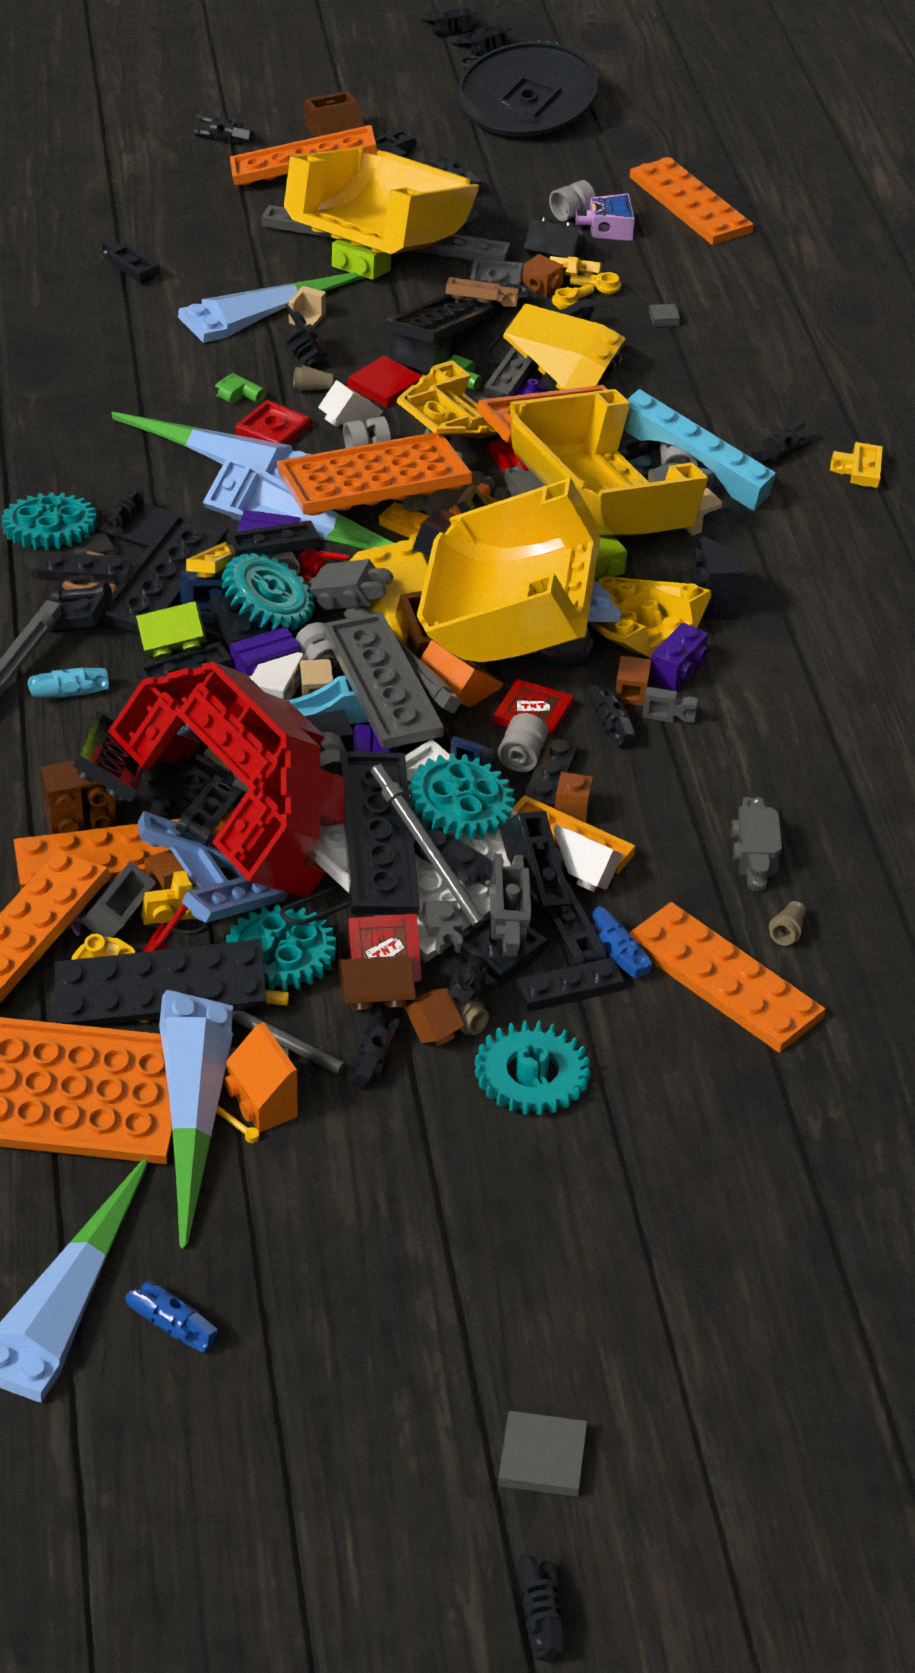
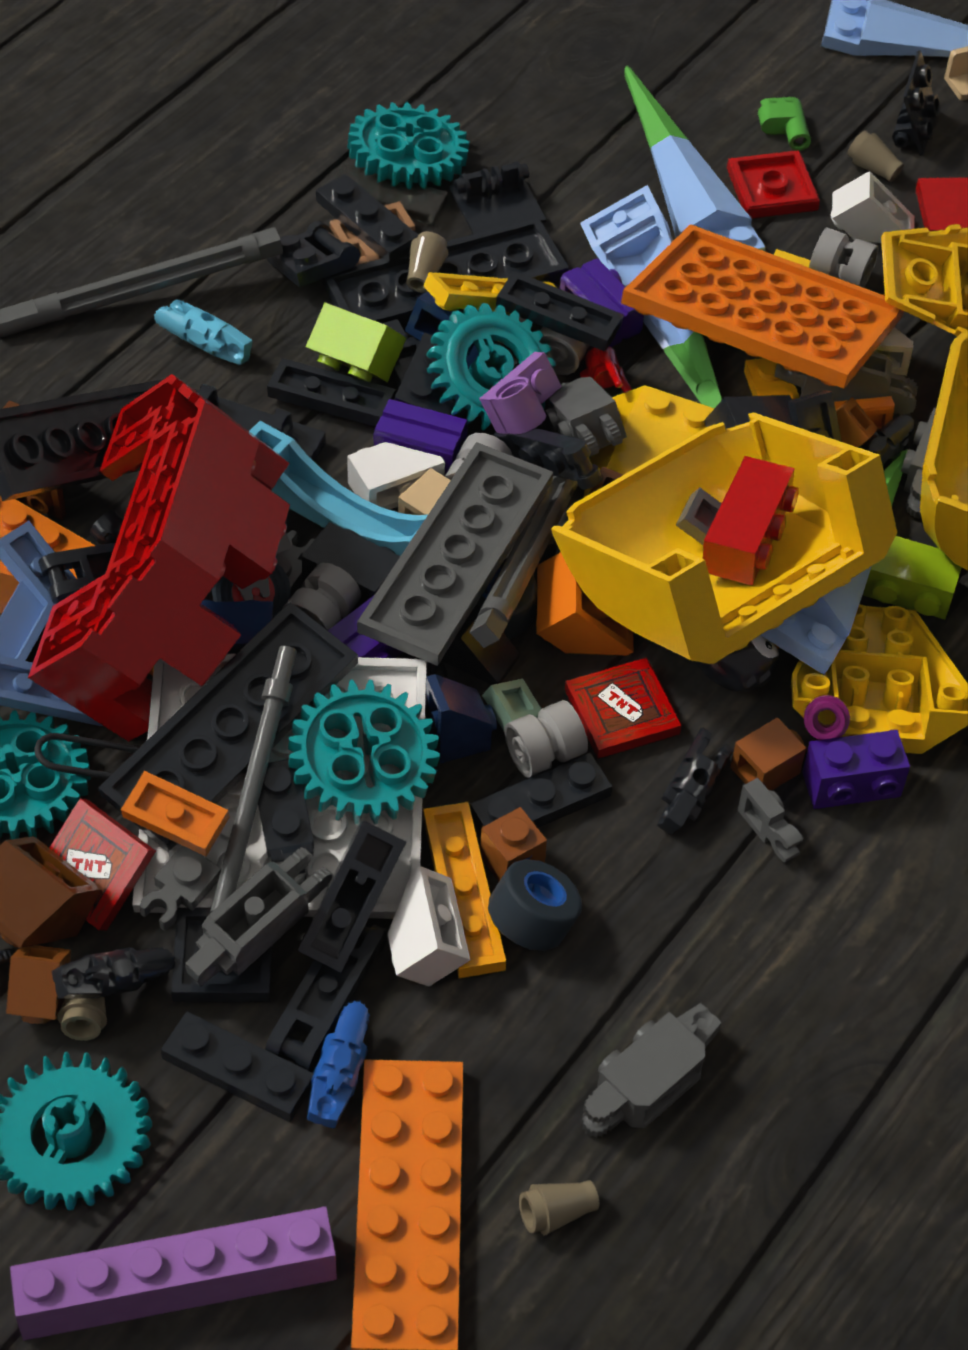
camera: 45 degrees right, 10 degrees up
(152, 565) = (426, 255): none -> dark tan cone
(309, 594) = (517, 398): none -> medium lavender plate
(380, 598) = (555, 452): none -> black plate
(413, 884) = (175, 813): none -> orange plate
(480, 586) = (698, 514): none -> dark grey plate
(485, 738) = (511, 701): none -> sand green plate
(508, 562) = (750, 520): none -> red brick
(618, 811) = (534, 905): none -> black wheel
(656, 636) = (826, 731): none -> magenta plate
(667, 1078) = (173, 1273): none -> medium lavender brick

